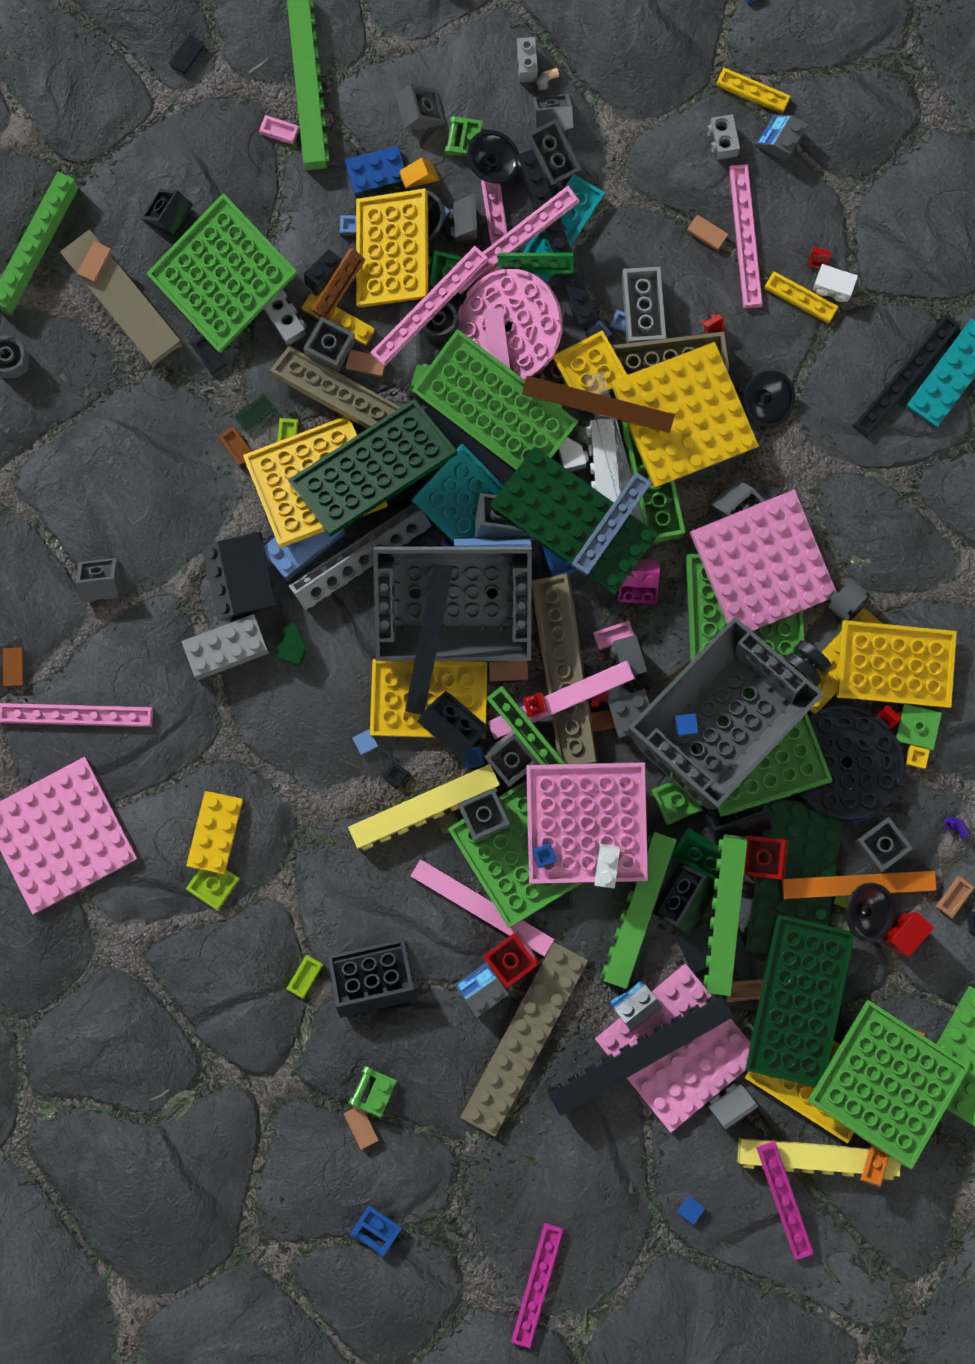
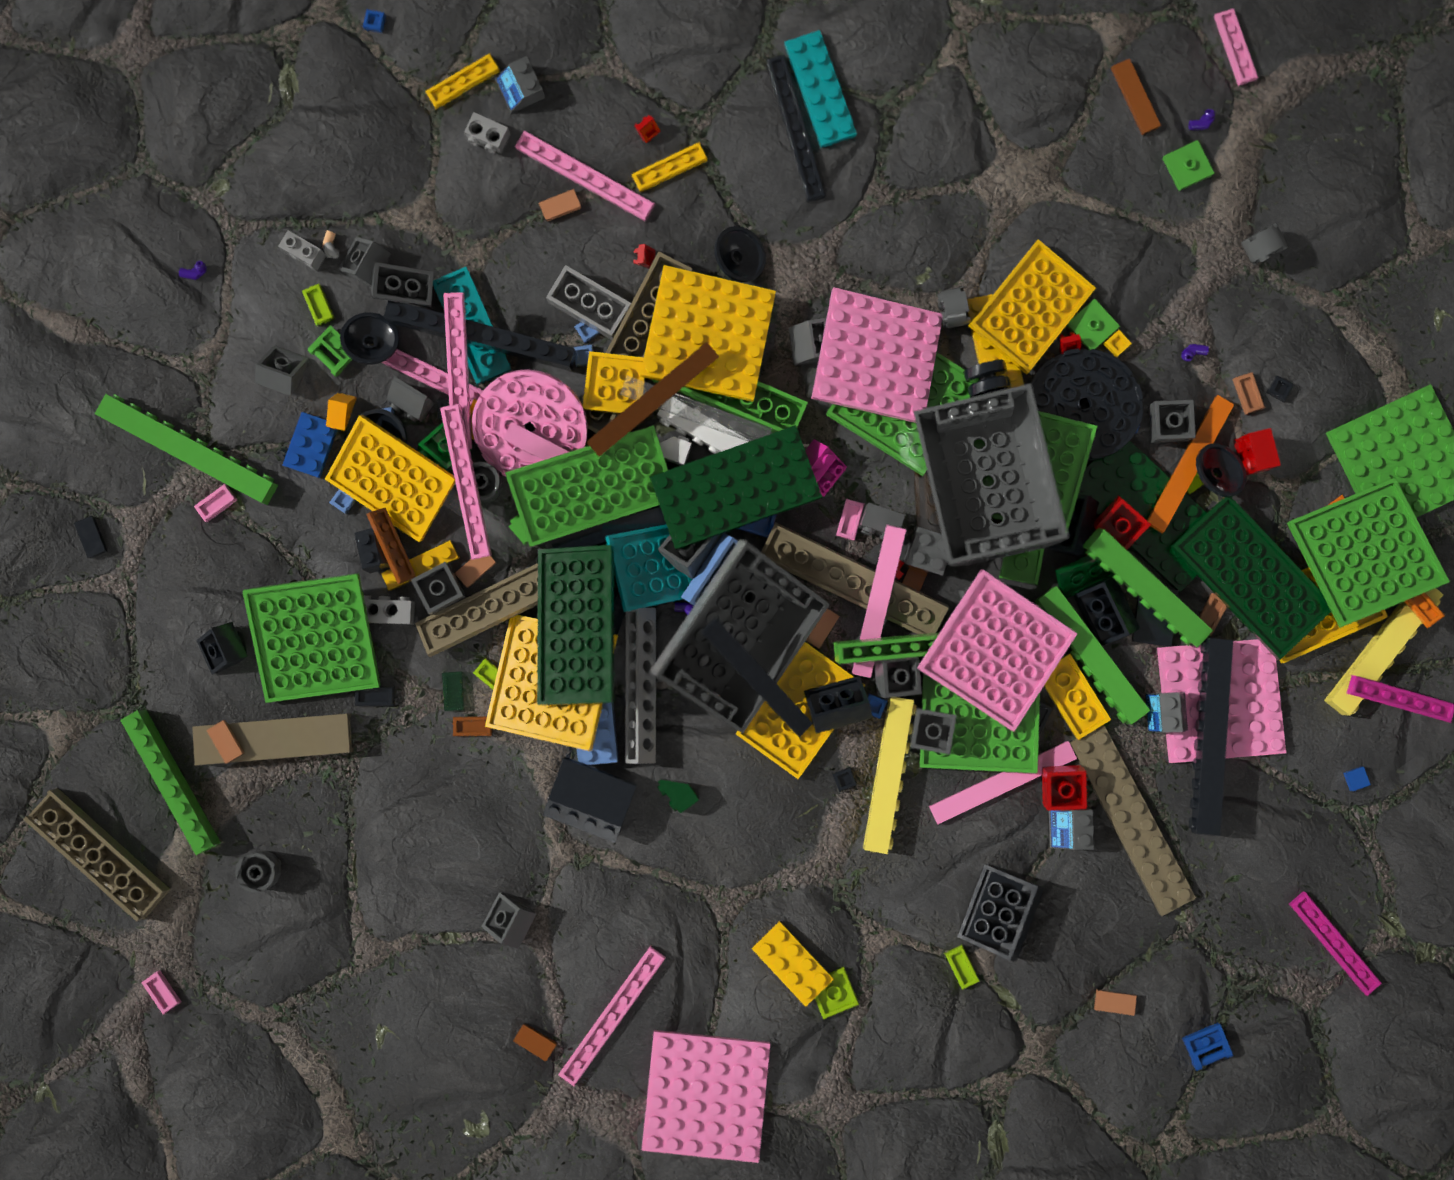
camera: 55 degrees left, 5 degrees up
(225, 647) = (641, 851): light grey brick -> none
(365, 742) = (800, 787): medium blue tile -> none
(379, 1093) = (1099, 970): bright green plate -> none
(493, 101) = (318, 304): none -> lime tile
(535, 704) = (868, 625): red tile -> none
(538, 262) = (492, 365): green plate -> none
(544, 855) = (1000, 704): blue tile -> none
(594, 920) = (1075, 698): none -> yellow plate
(607, 866) = (1046, 659): white brick -> none
(611, 524) = (762, 458): sand blue plate -> none
(686, 725) = (981, 514): blue tile -> none
(732, 1105) = (1300, 689): dark grey slope -> none
(834, 283) = (678, 131): white brick -> none

